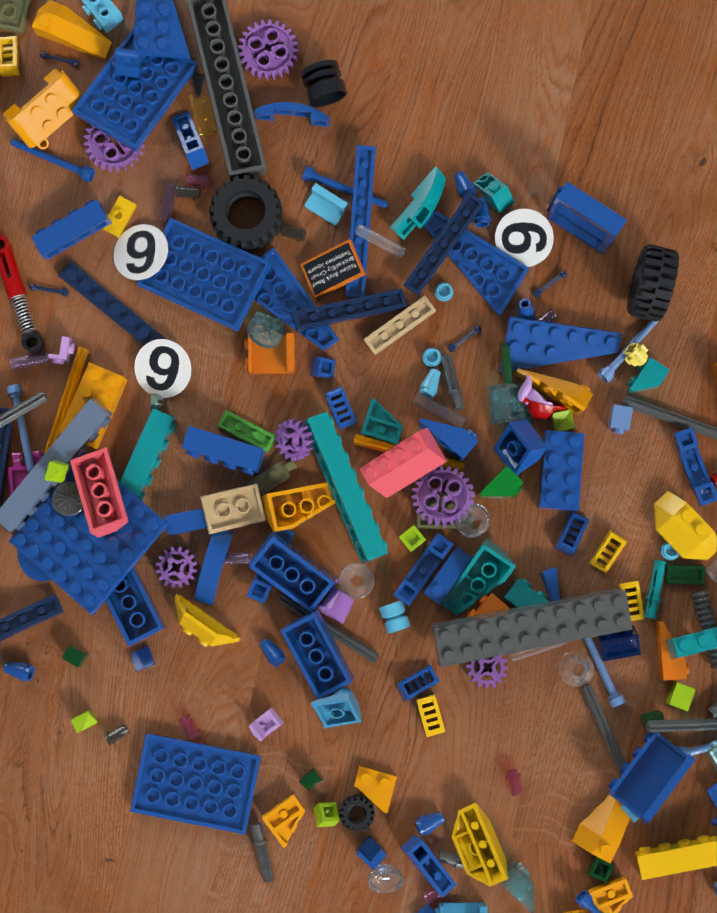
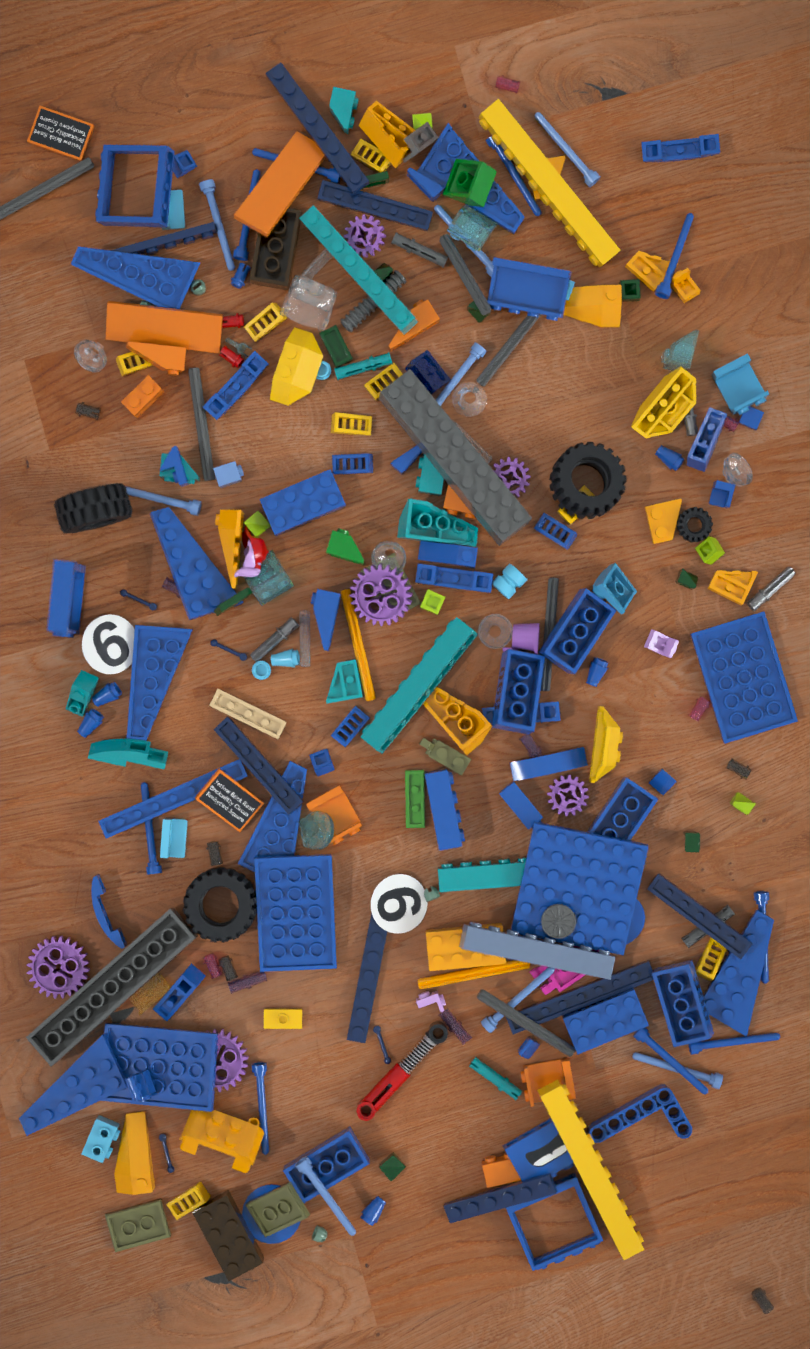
camera: 120 degrees left, 5 degrees up
(19, 670) = (729, 883): blue cone -> none
(56, 471) = (541, 943): lime slope -> none
(71, 229) = (318, 1054): blue brick -> none
(99, 492) = (539, 895): coral slope -> none
(140, 252) = (305, 981): white sticker -> none
(233, 508) = (490, 773): tan tile -> none
(294, 439) = (401, 752): medium lavender gear -> none
(323, 83) = (60, 902): black wheel -> none
(380, 241) = (181, 771): clear axle -> none
(403, 463) = (371, 643): coral slope -> none
(443, 244) = (154, 712): dark blue plate -> none
(443, 292) = (196, 690): medium azure plate -> none
(448, 761) = (604, 463): none -> black tyre
(514, 782) = (591, 405): clear pink pin -> none
(520, 446) = (300, 550): blue slope -> none
(525, 309) = (175, 608): blue cone -> none
(636, 354) = (163, 489): light yellow gear -> none
(657, 375) = (174, 461): none -> blue slope
(680, 696) = (445, 296): lime panel -> none

